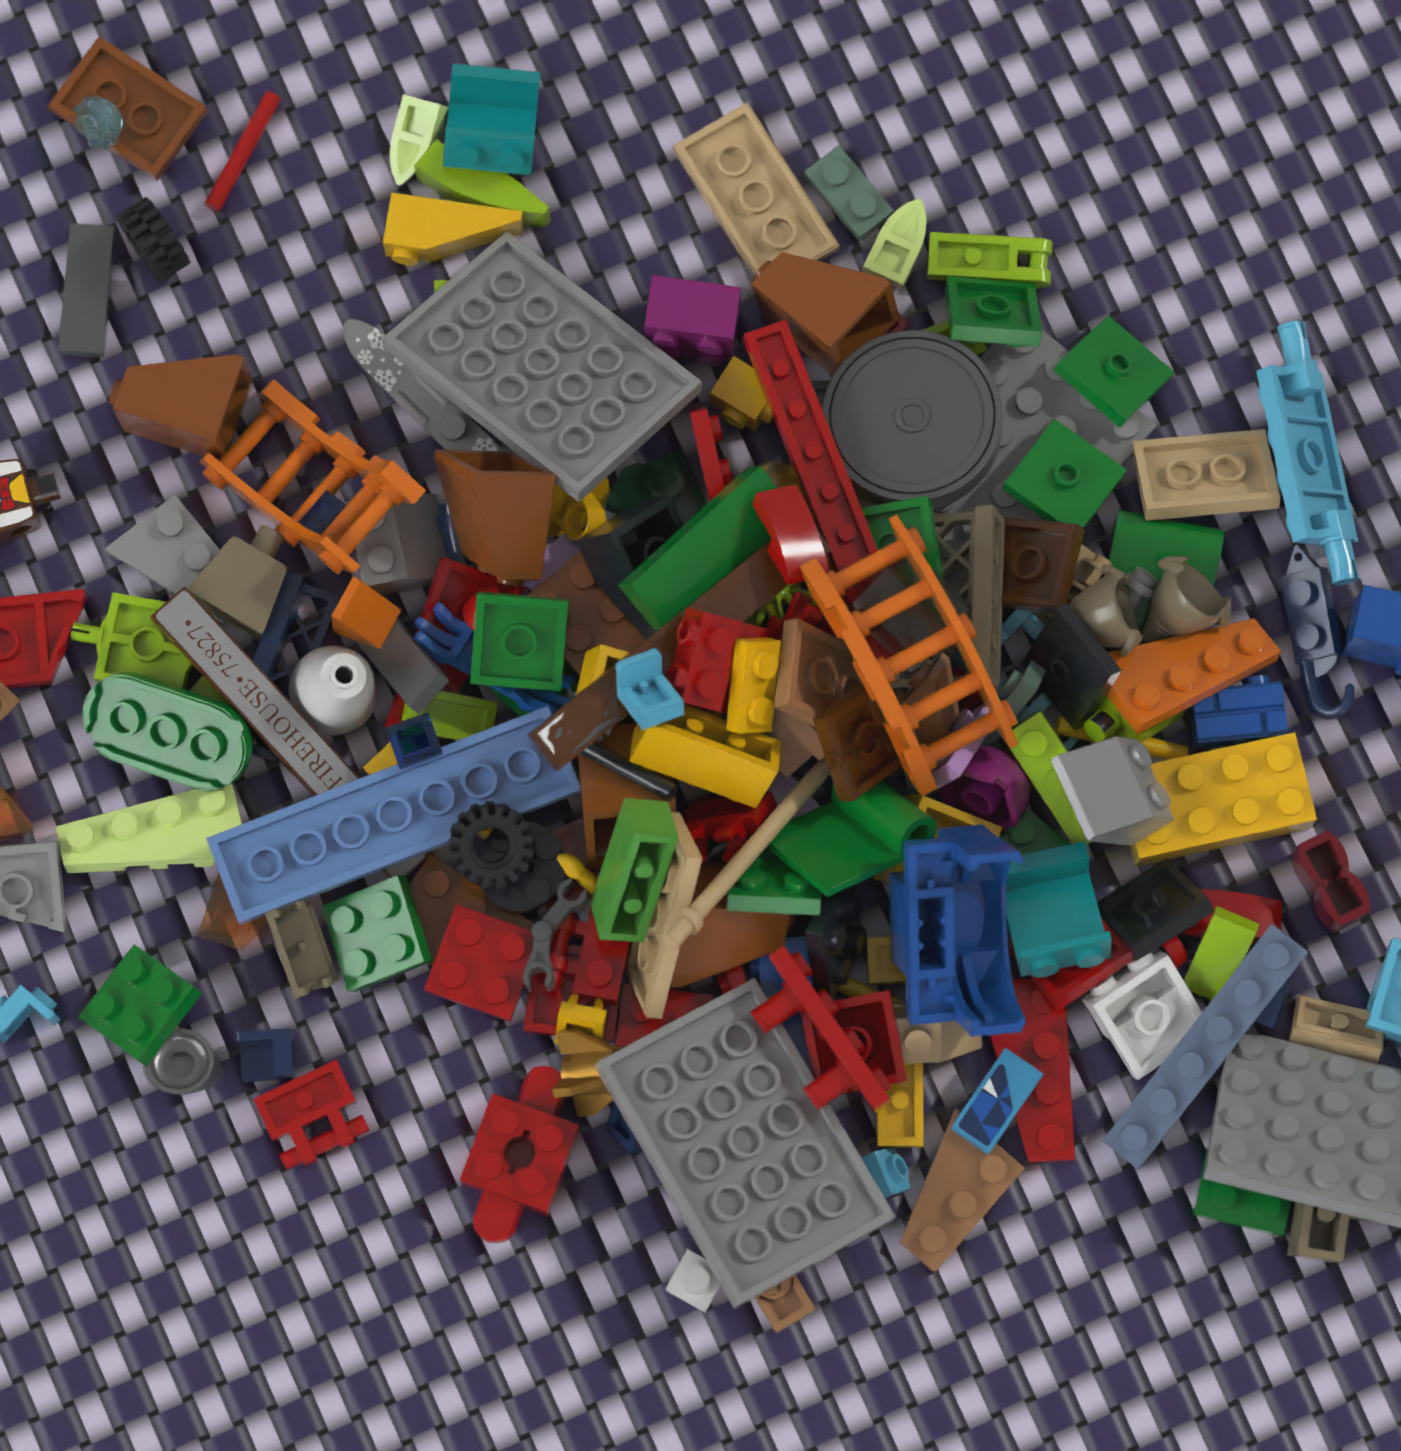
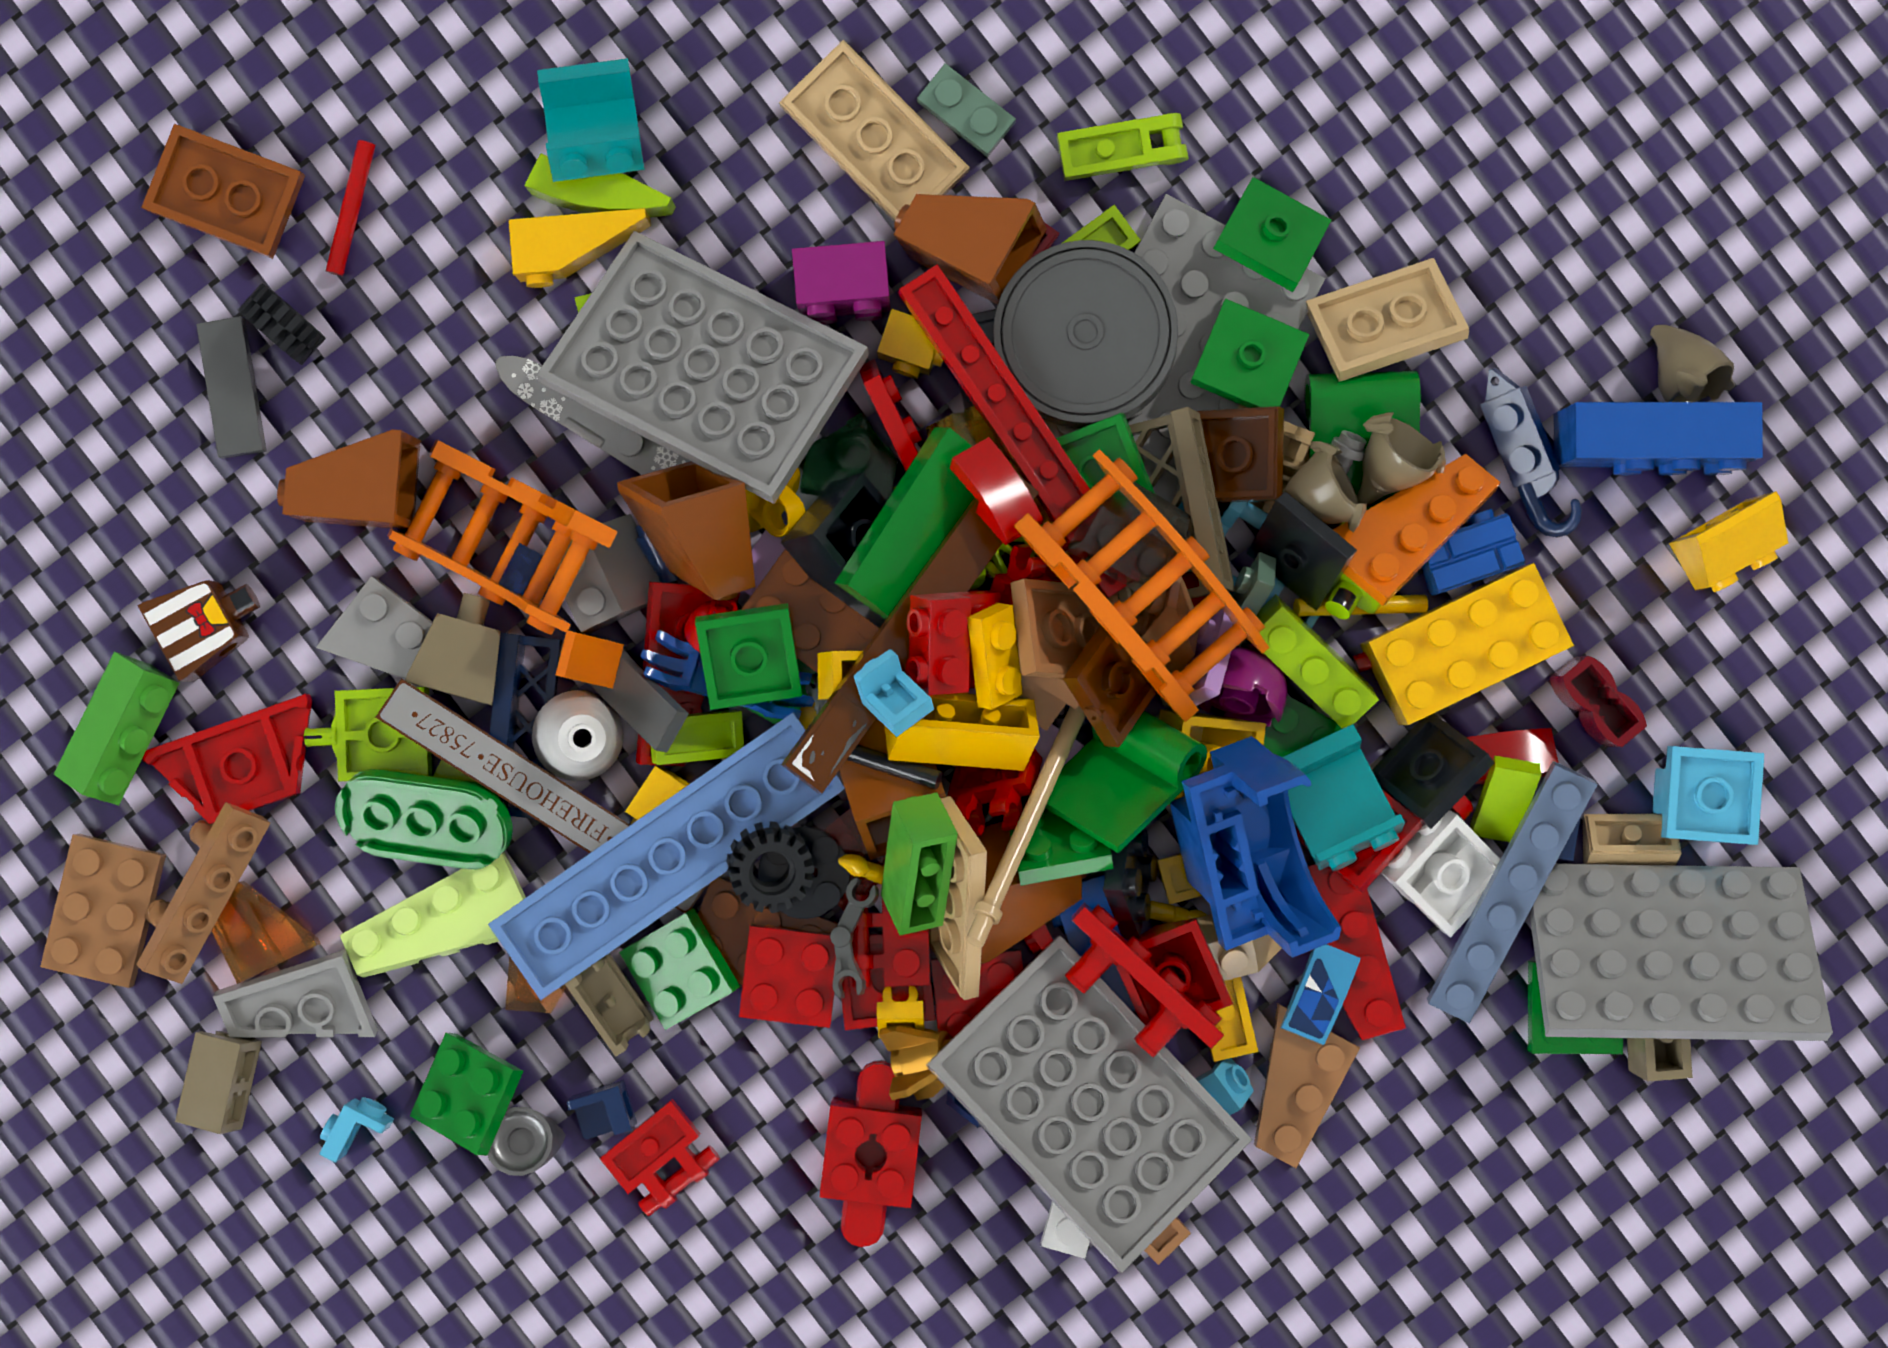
camera: 15 degrees left, 10 degrees up
(98, 121) = (195, 214): clear light blue plate -> none
(414, 132) = (517, 150): yellowish green plate -> none
(414, 740) = (669, 779): clear blue slope -> none
(898, 244) = (1028, 153): yellowish green plate -> none
(993, 311) = (1140, 202): green plate -> none
(1114, 791) = (1373, 670): light grey slope -> none
(1308, 454) = (1484, 276): medium azure plate -> none

